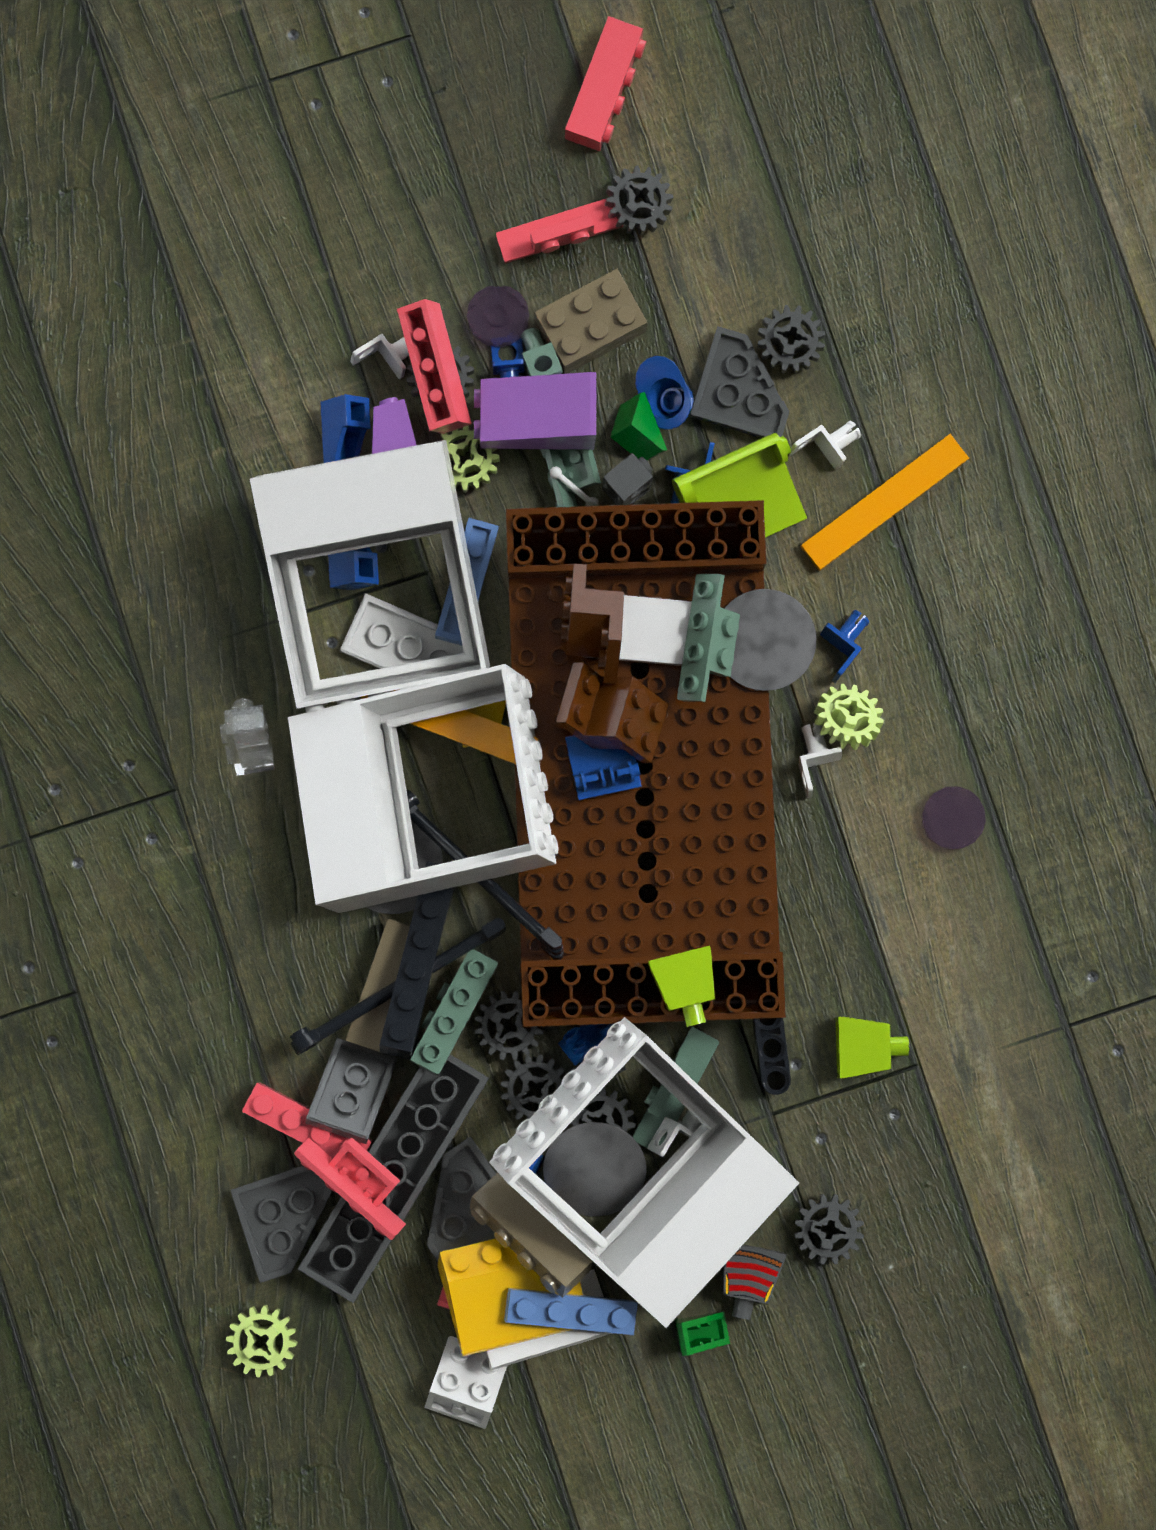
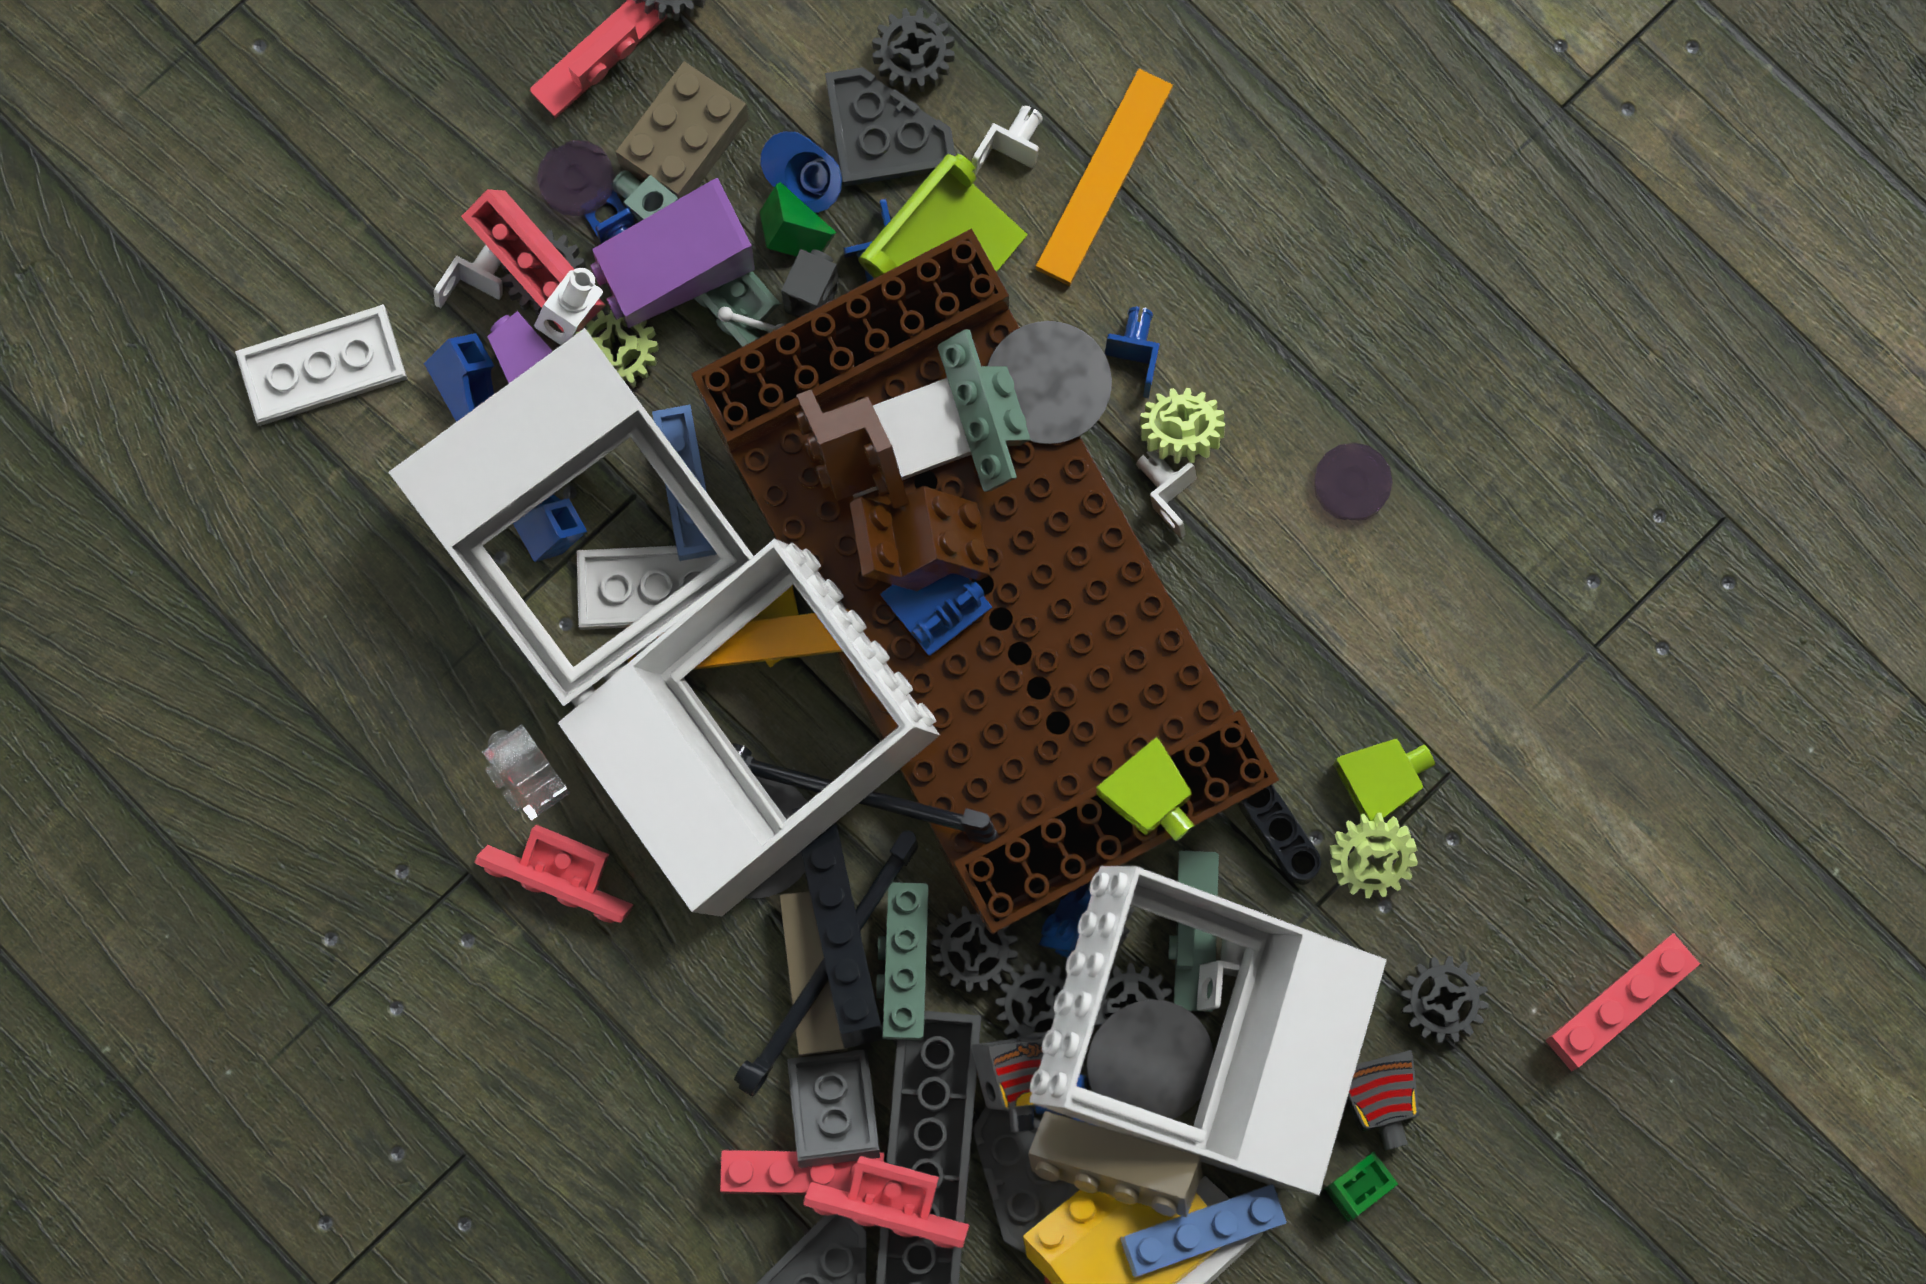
camera: 20 degrees left, 5 degrees down
(240, 821) = (559, 869): none -> coral bracket
(247, 365) = (321, 365): none -> white tile
(442, 414) = (569, 304): none -> white bracket
(486, 1129) = (1006, 1076): none -> dark grey torso
(829, 1100) = (1374, 871): none -> yellowish green gear
(957, 1294) = (1622, 1002): none -> coral brick

